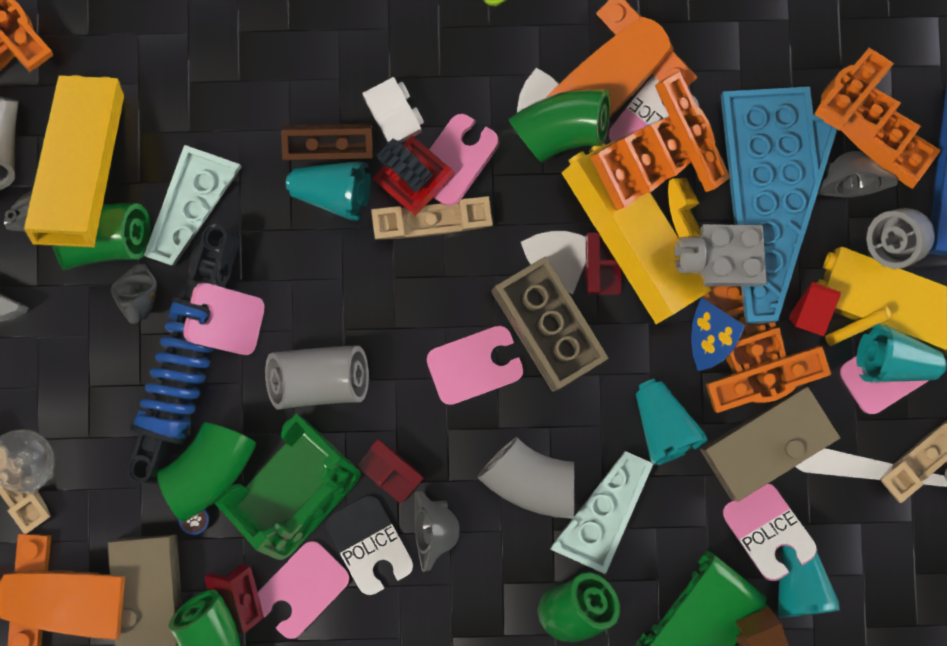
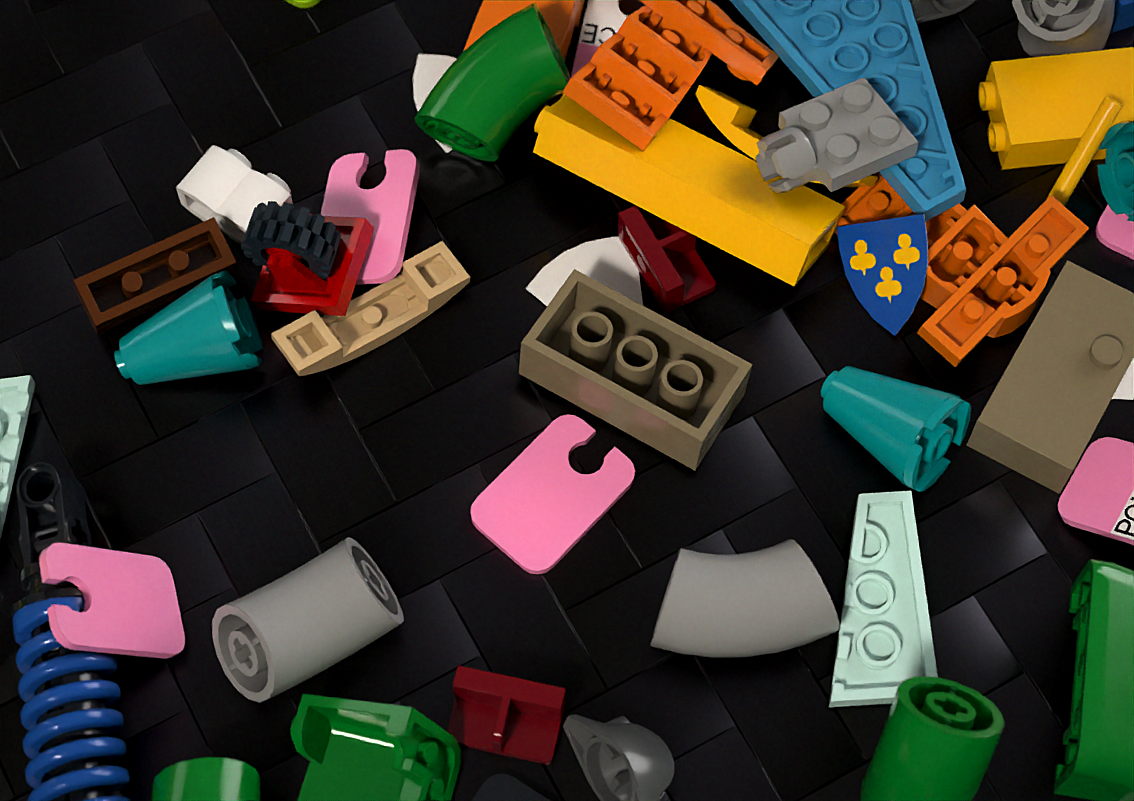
camera: 25 degrees left, 20 degrees down
(815, 309) = (1008, 155): red slope -> none

